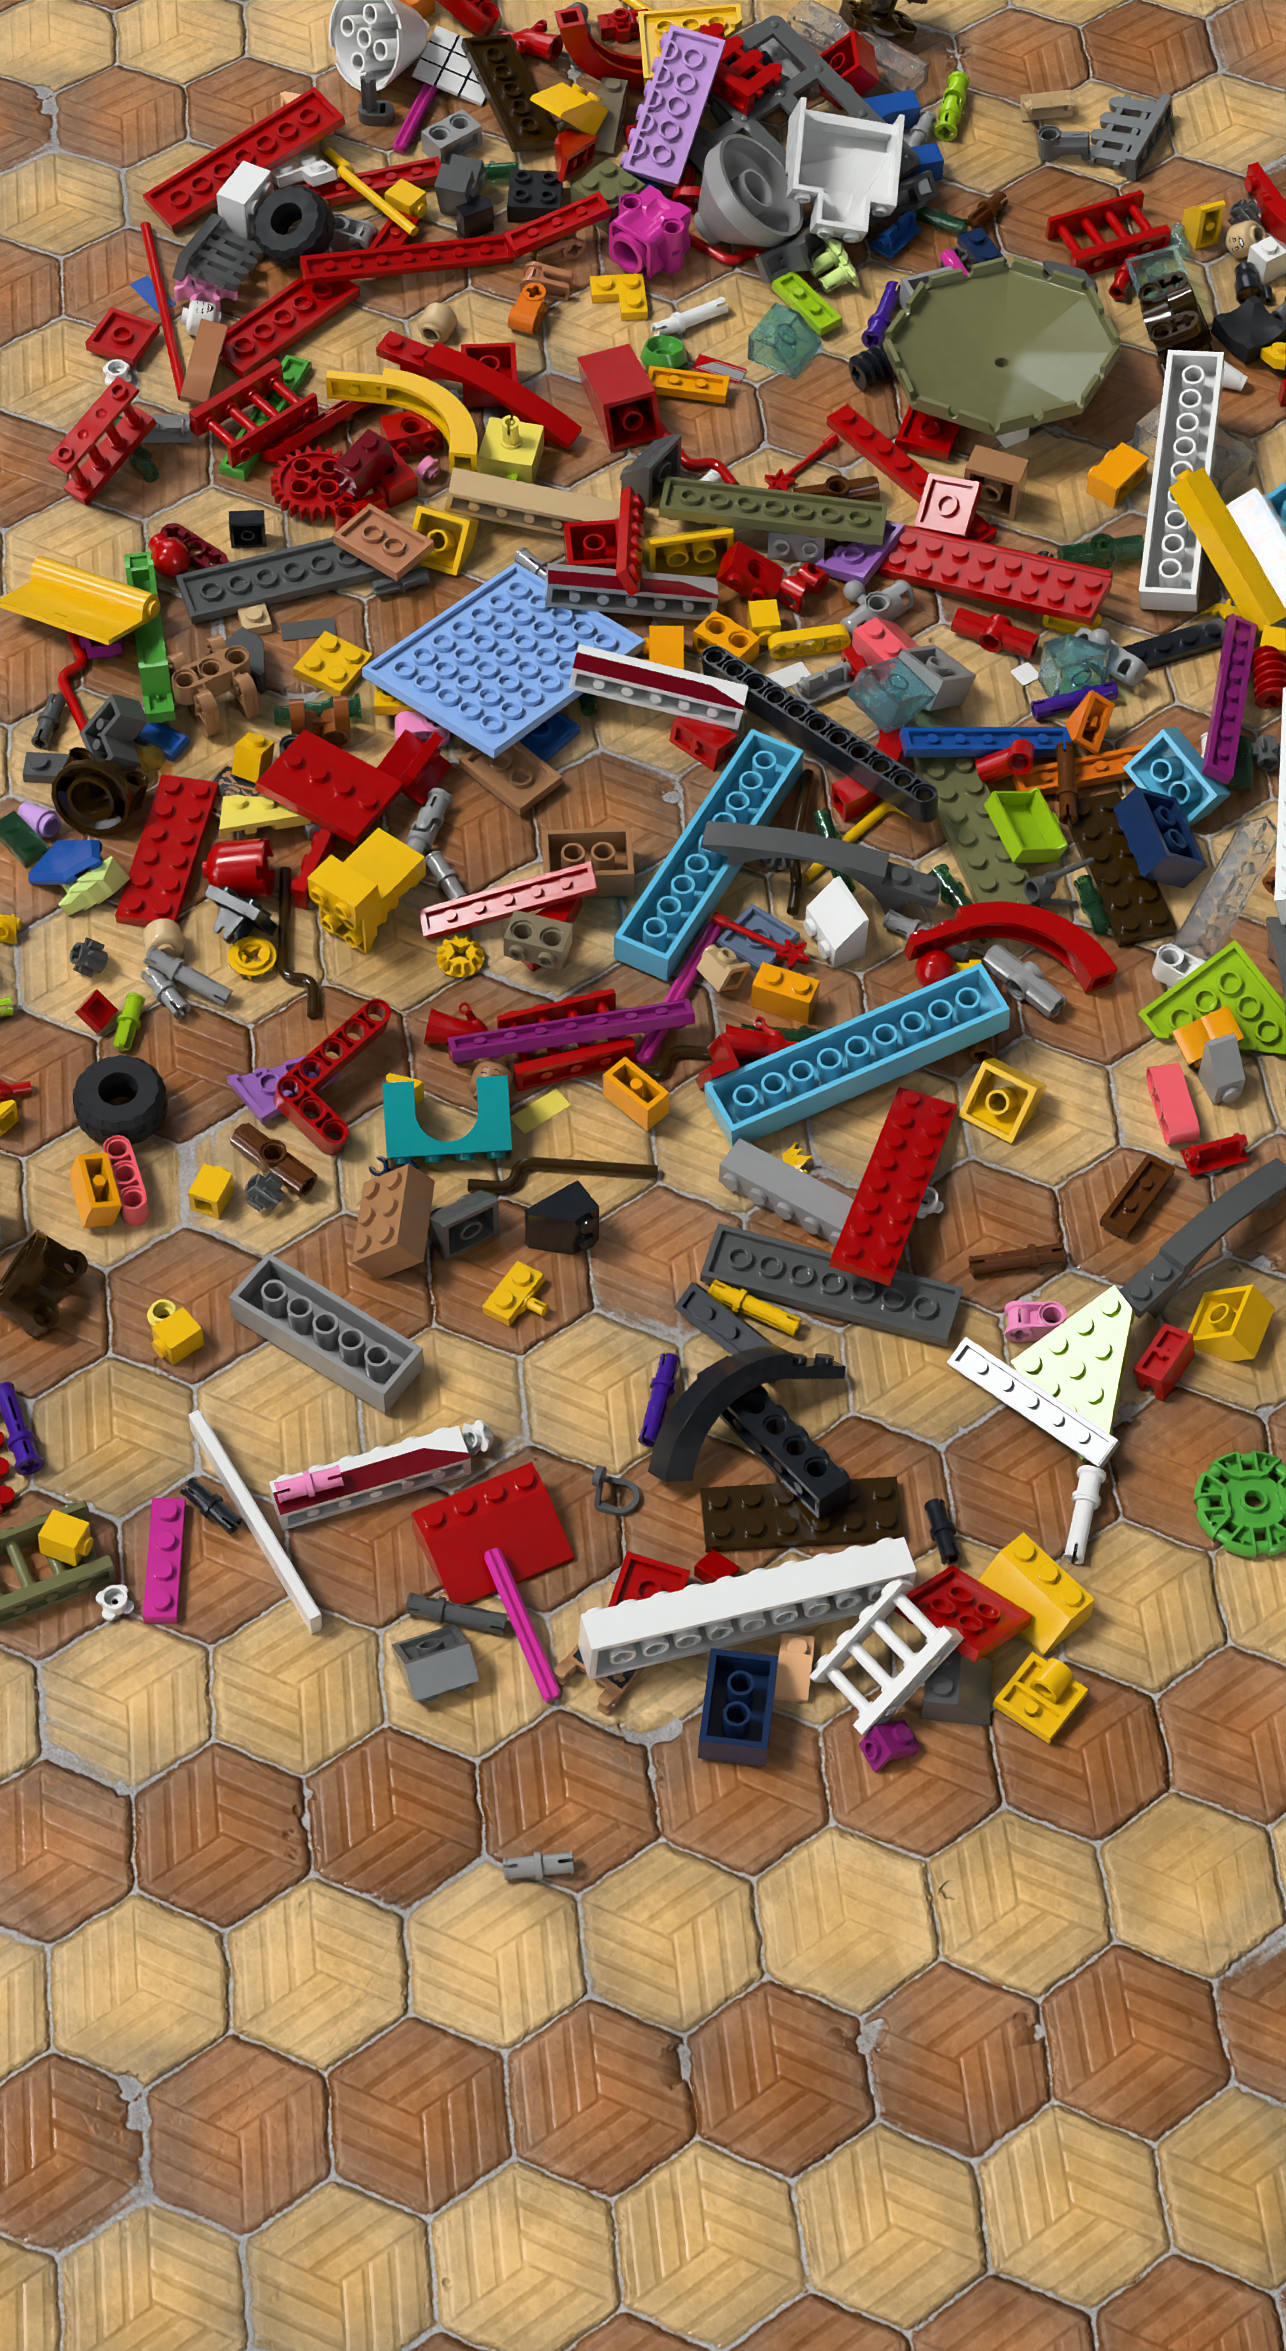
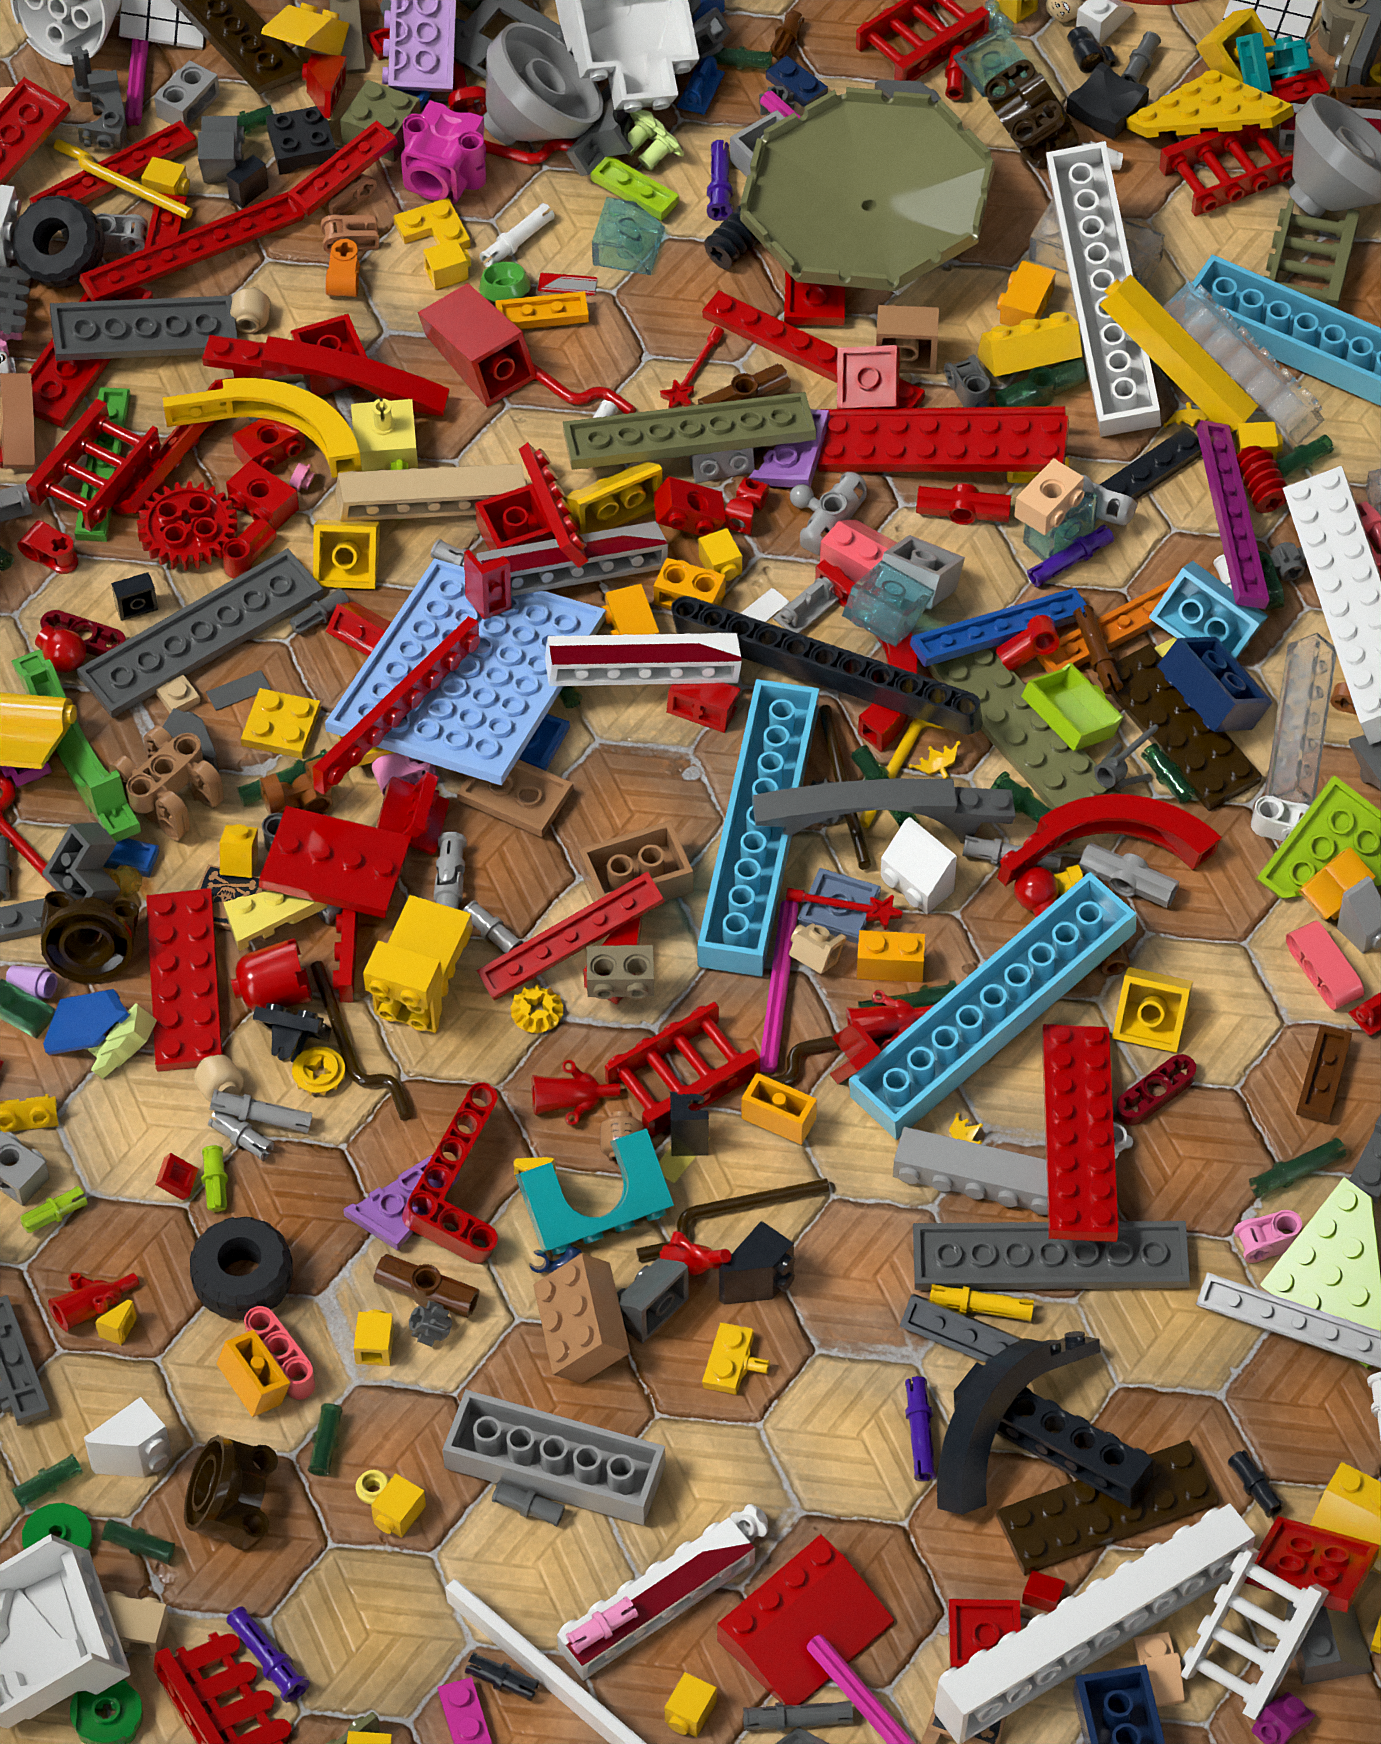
camera: 15 degrees left, 0 degrees up
(88, 957) = (146, 1119): dark grey gear -> none
(137, 1264) = (325, 1439): none -> clear green pin
(192, 472) = (49, 548): none -> red piece
(291, 1366) = (528, 1503): none -> dark grey pin
(310, 169) = (44, 169): white plate -> none
(334, 311) = (139, 327): none -> dark grey plate
(364, 464) = (238, 493): dark red brick -> none
(364, 1577) = (690, 1705): none -> yellow brick
(381, 127) = (106, 99): none -> dark grey tile
(383, 542) = (289, 574): nougat plate -> none
(426, 599) = (357, 626): none -> red panel
(426, 667) = (396, 705): none -> red plate
(510, 1197) = (695, 1256): none -> red piece
(547, 591) = (487, 585): none -> red panel
(548, 1086) = (688, 1128): none -> black hinge
(571, 1030) = (688, 1060): magenta plate -> none
(598, 1479) = (910, 1559): dark grey piece -> none
(619, 326) = (446, 264): none -> yellow brick
(652, 466) = (542, 415): dark grey slope -> none
(827, 640) = (774, 564): yellow beam -> none
(891, 842) = (937, 761): none -> yellow piece
(972, 1180) = (1152, 1103): none -> dark red beam
(1019, 1258) = (1240, 1168): reddish brown pin -> none
(1025, 673) = (1008, 539): white sticker -> none
(1038, 531) = (968, 381): none -> dark grey piece
(1064, 638) = (1049, 497): none -> light nougat brick
(1069, 1271) = (1285, 1173): none -> clear green pin
(1090, 721) = (1098, 577): orange slope -> none
(1102, 512) = (1030, 344): none -> yellow slope

